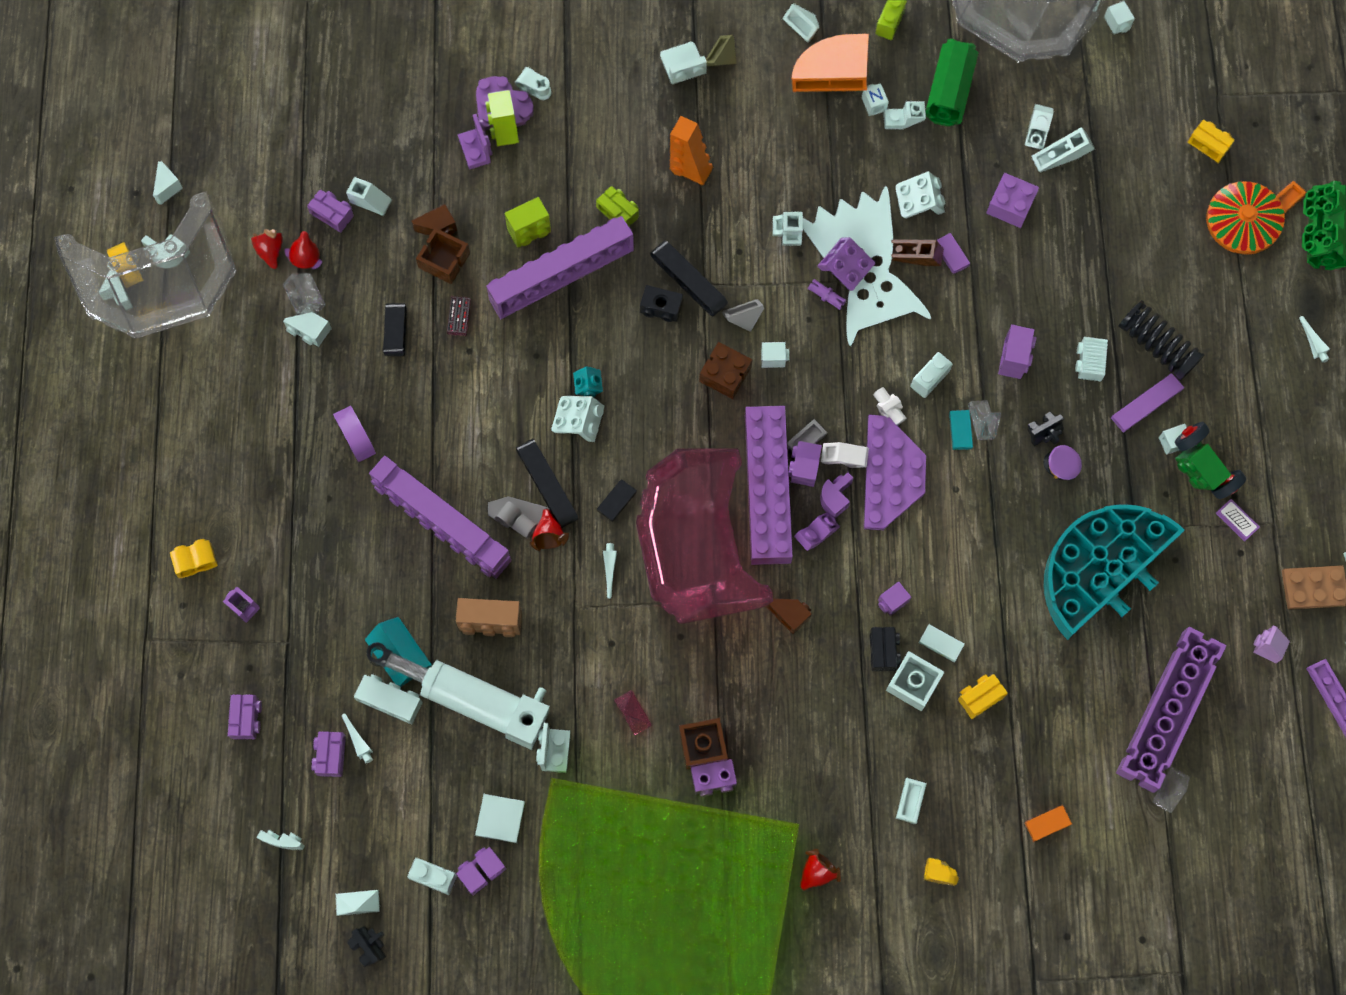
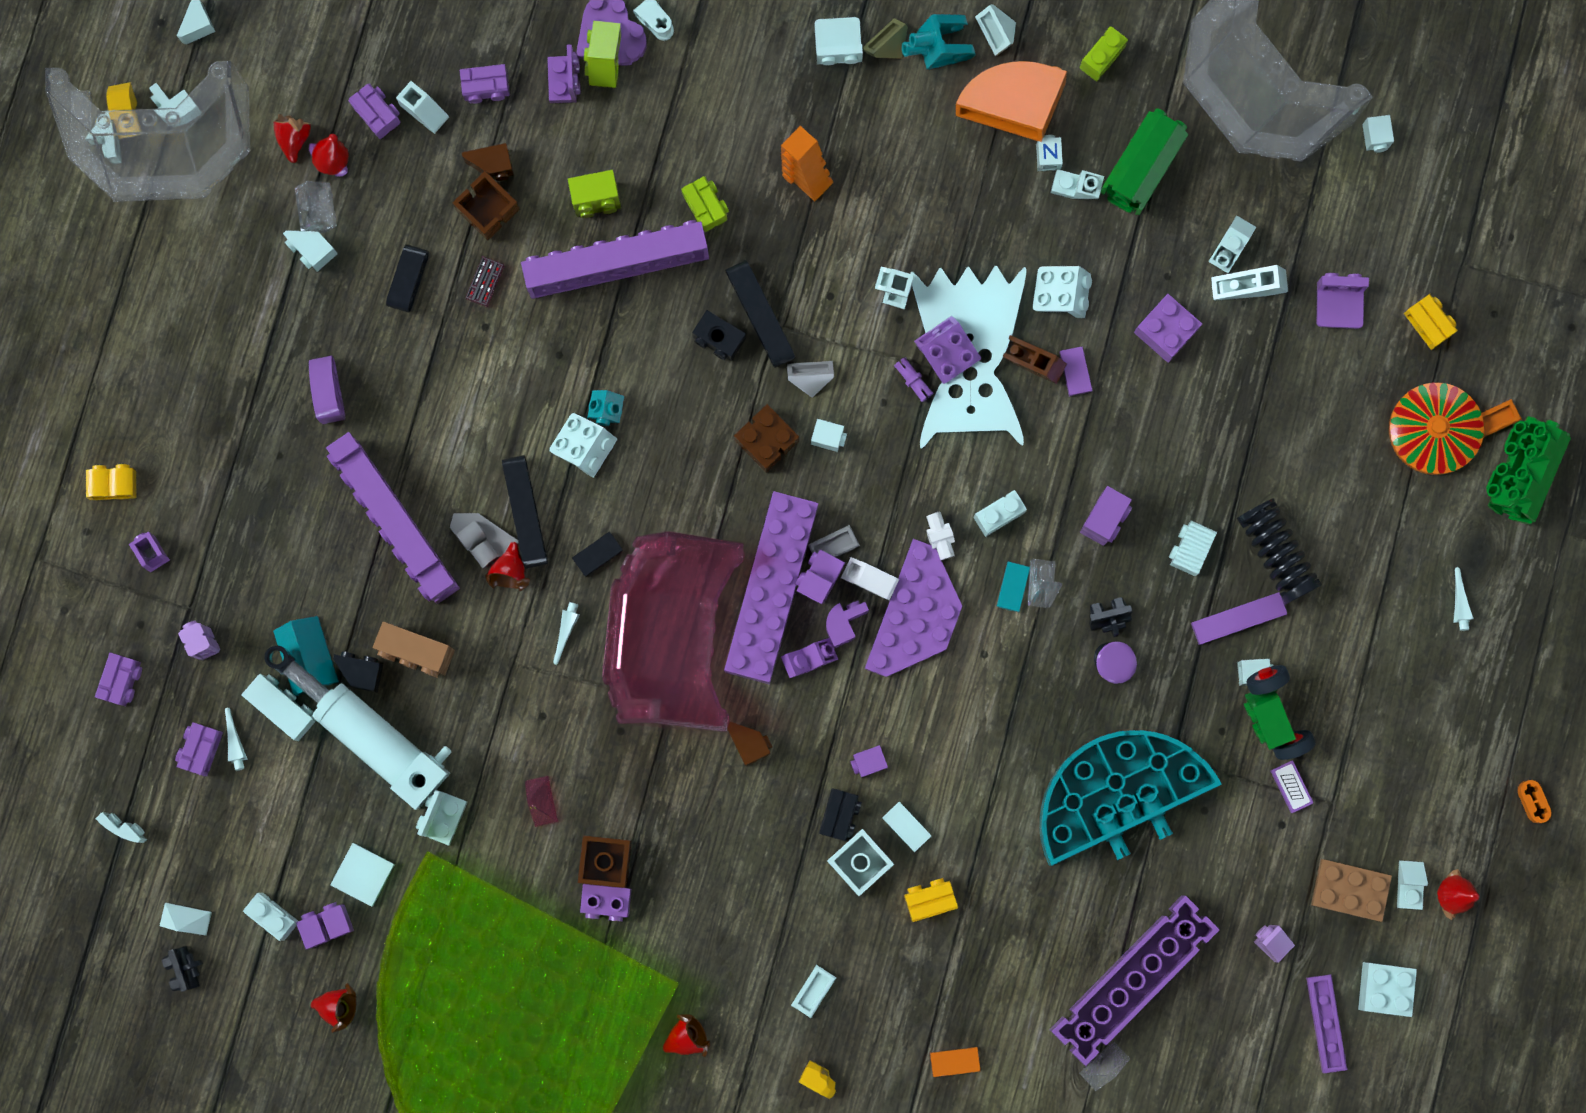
camera: 20 degrees right, 10 degrees up
(305, 662) = (198, 640): none -> lavender brick
(413, 166) = (484, 83): none -> medium lavender brick
(448, 650) = (360, 673): none -> black slope
(511, 936) = (336, 1007): none -> hat
(758, 44) = (932, 47): none -> teal piece
(1137, 143) = (1341, 300): none -> medium lavender bracket

